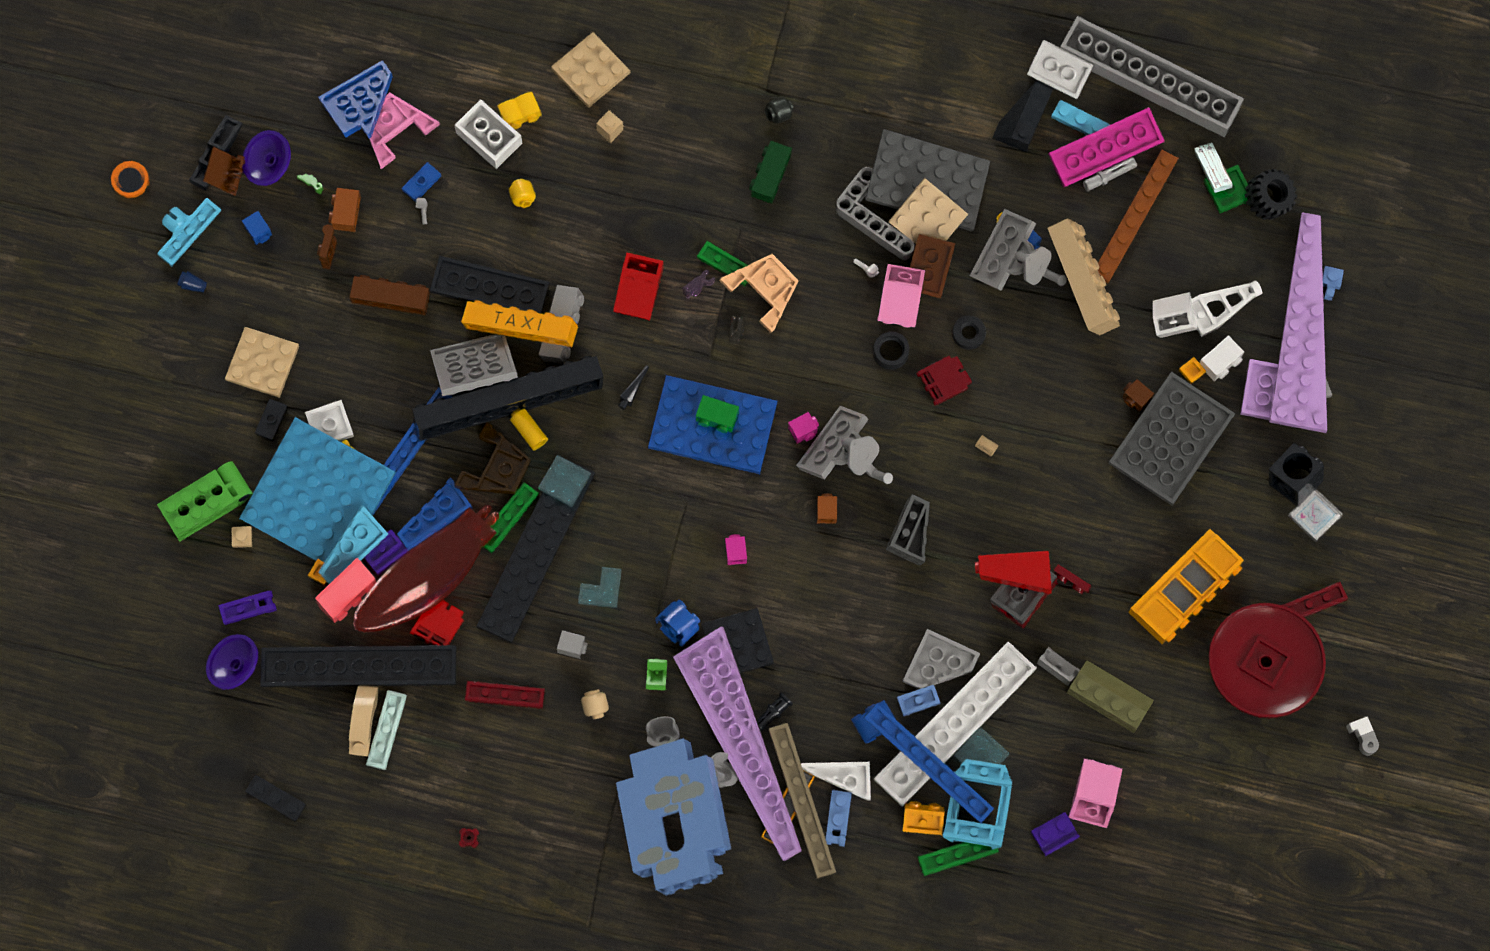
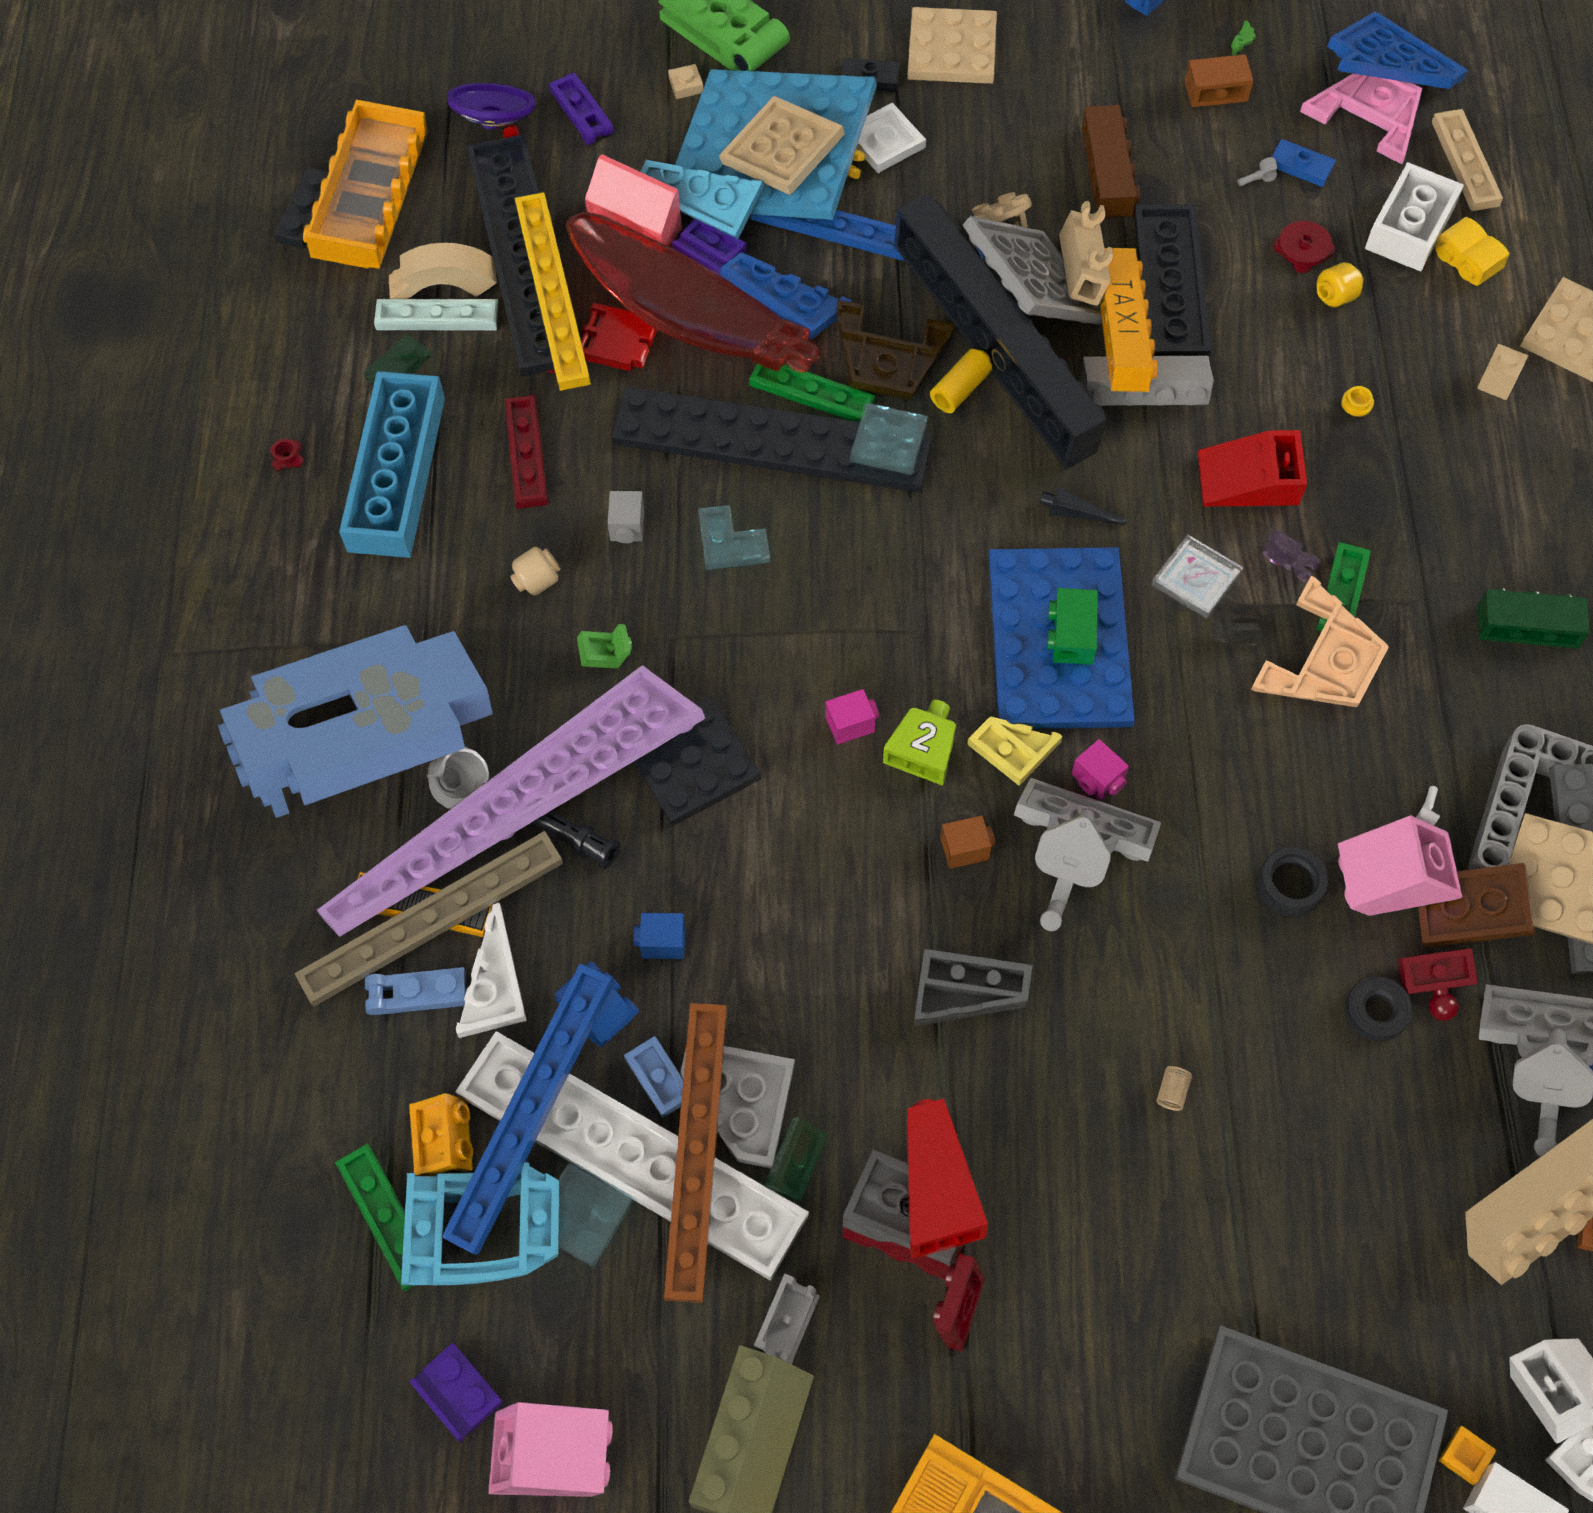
camera: 80 degrees right, 10 degrees down
(273, 755) = (365, 185): none -> window
(327, 248) = (1142, 62): reddish brown plate -> none
(336, 487) = (782, 145): none -> tan plate
(403, 651) = (552, 292): none -> yellow plate
(412, 370) = (1008, 206): none -> tan plate
(418, 760) = (402, 357): none -> clear green plate
(449, 87) = (1467, 160): none -> tan plate
(467, 332) = (1085, 255): none -> tan brick
(483, 202) = (1304, 245): none -> dark red piece
(499, 771) = (392, 465): none -> dark azure brick
(604, 212) = (1358, 401): none -> yellow plate
(662, 731) = (505, 675): light grey helmet -> none
(678, 622) = (697, 652): blue brick -> none
(694, 338) = (1197, 576): none -> clear tile
(762, 515) = (923, 743): none -> lime torso
(776, 469) = (1012, 747): none -> light yellow wing
(841, 681) = (661, 935): none -> blue brick
(945, 379) = (1273, 986): dark red plate -> none
(958, 297) = (1437, 974): none -> dark red plate
(965, 687) = (696, 1154): none -> dark orange plate
(979, 641) = (796, 1159): none -> clear green plate
(1137, 395) = (1374, 1351): reddish brown brick -> none

